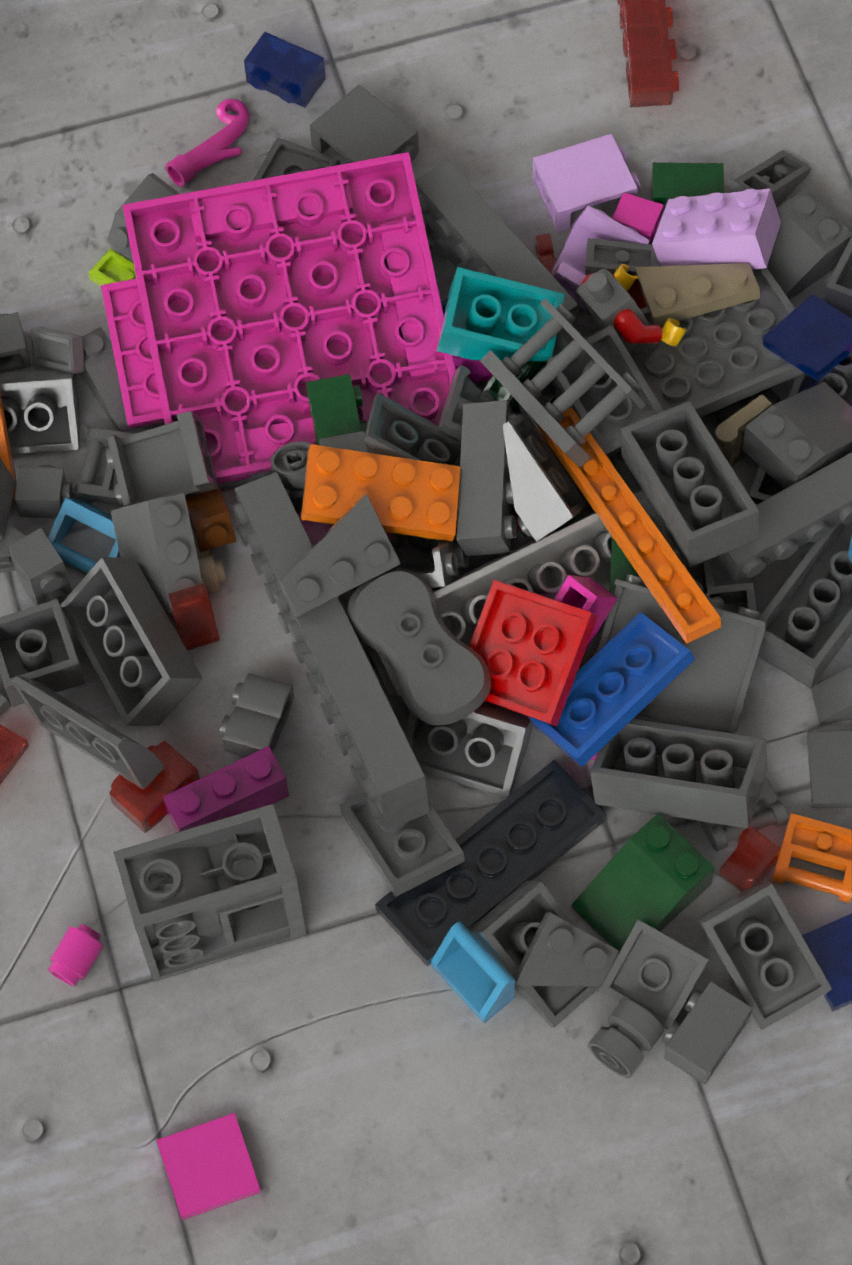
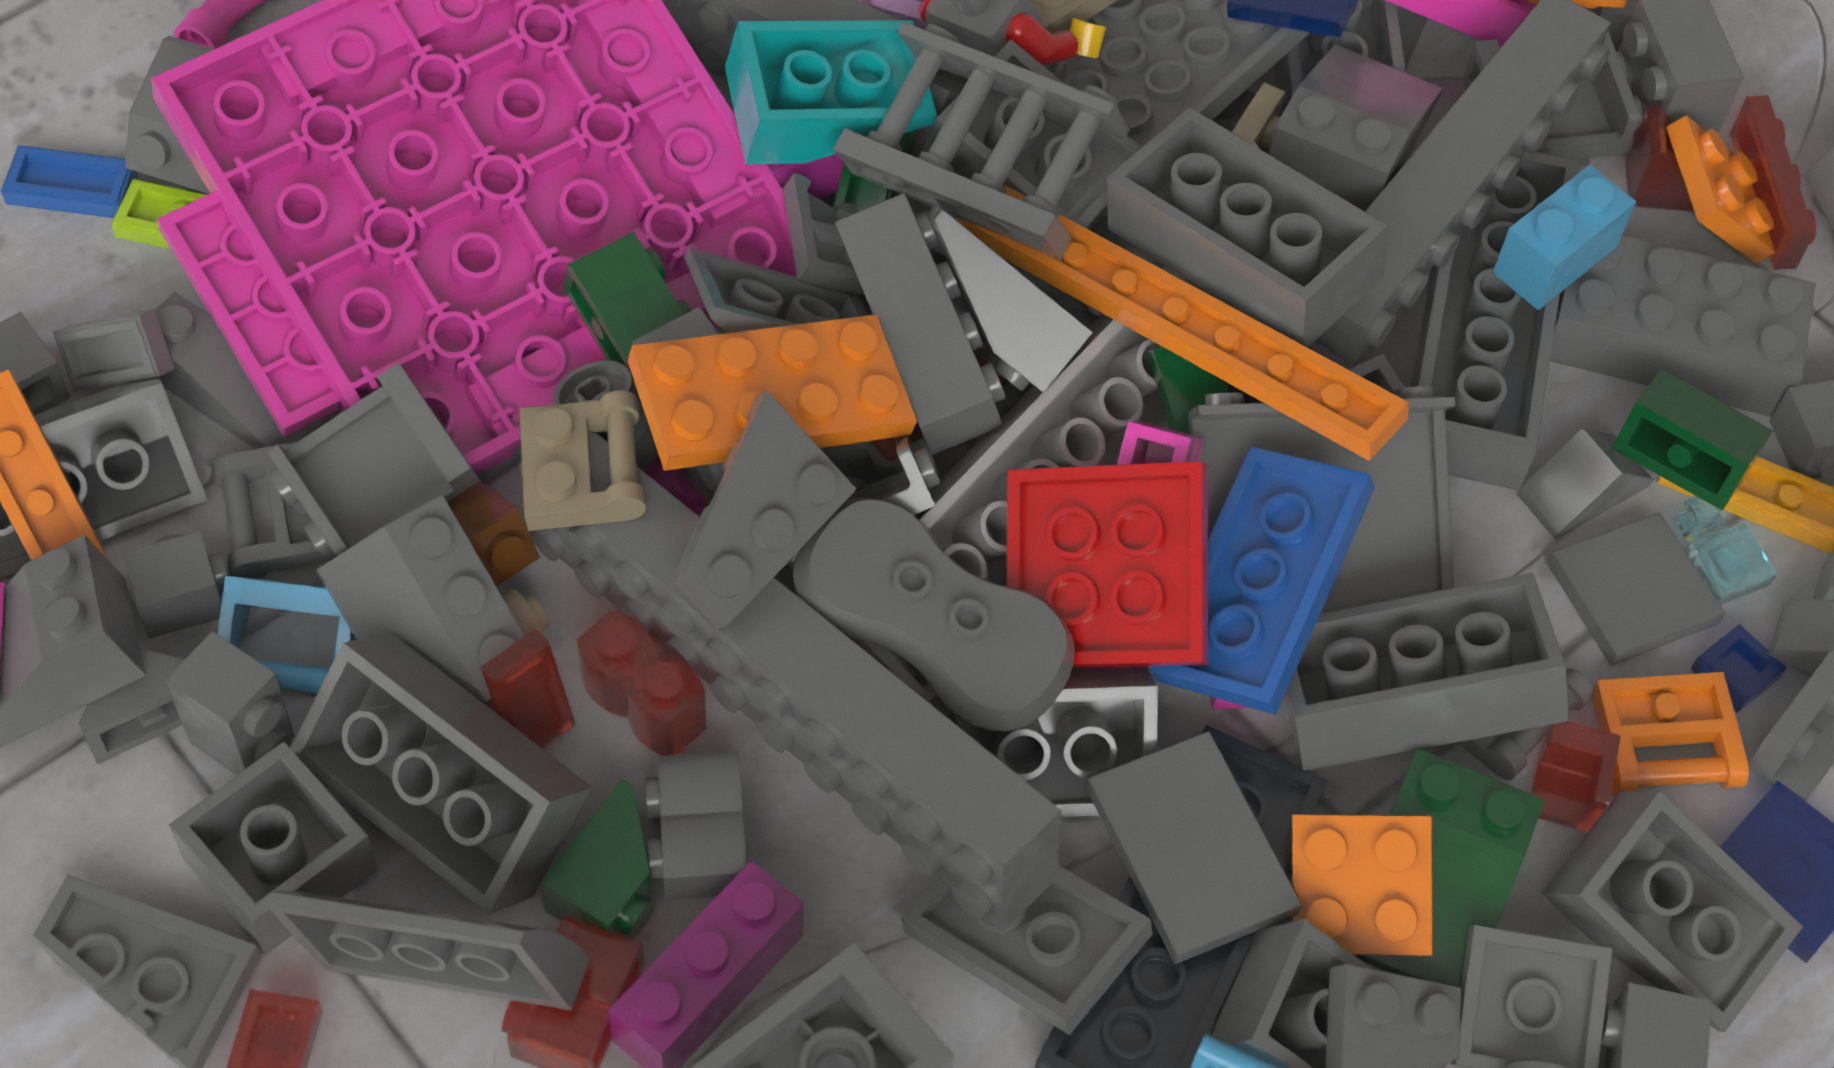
camera: 30 degrees left, 5 degrees down
(75, 238) = (67, 181): none -> blue tile
(196, 724) = (604, 870): none -> dark green slope
(254, 495) = (559, 463): none -> dark tan plate
(259, 630) = (642, 684): none -> clear red brick
(509, 822) = (1192, 847): none -> dark grey tile
(594, 876) = (1366, 881): none -> orange plate

